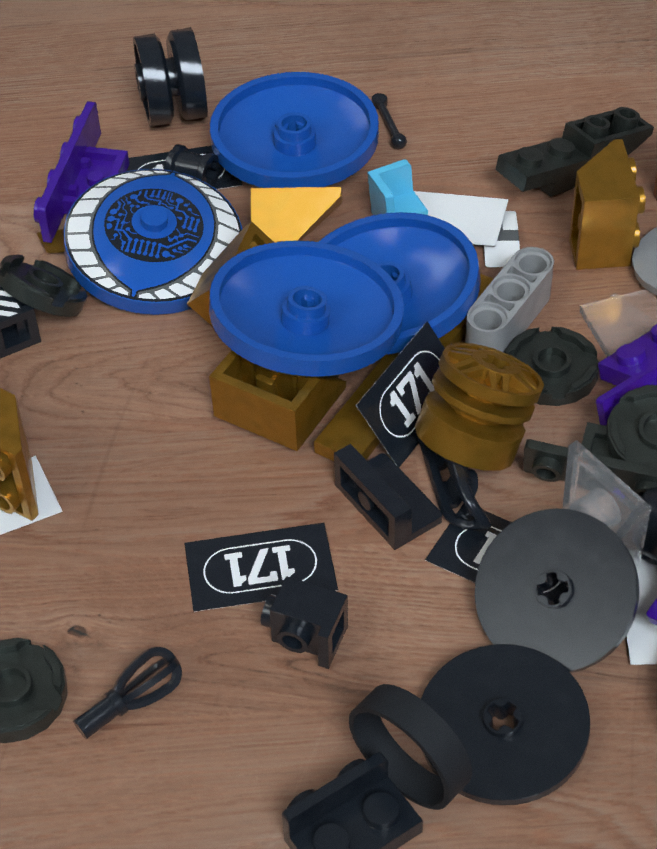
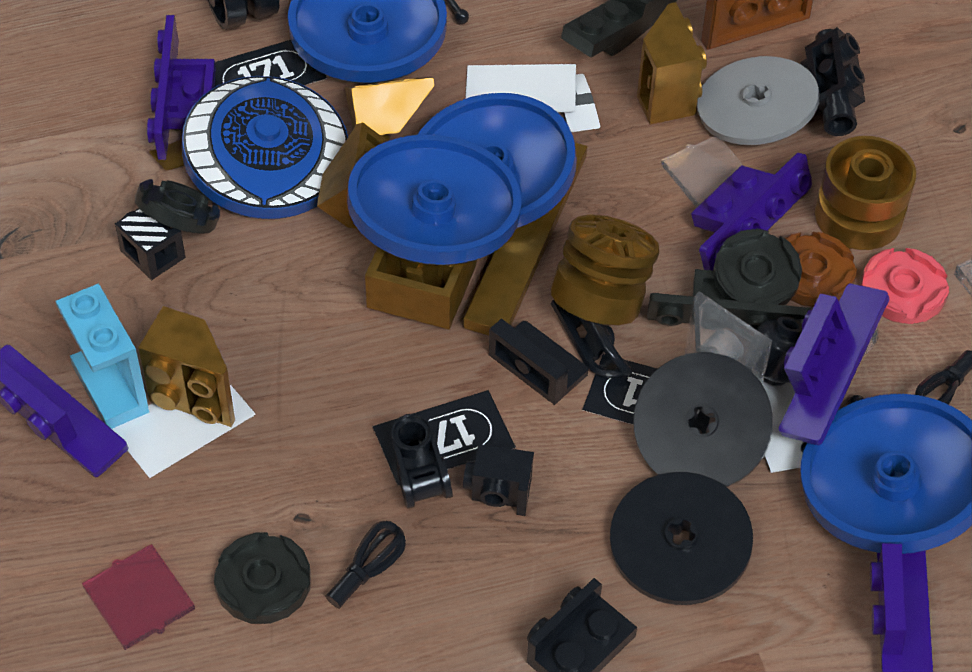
camera: 15 degrees left, 5 degrees up
(201, 167) = (280, 66): black bush -> none
(218, 593) = (419, 467): none -> black piece
(393, 190) = (473, 73): medium azure panel -> none
(399, 394) = (535, 263): black sticker -> none
(426, 730) = (632, 551): black tyre -> none
(511, 299) = (603, 165): light grey beam -> none
(562, 360) = (656, 211): pearl dark grey tile -> none

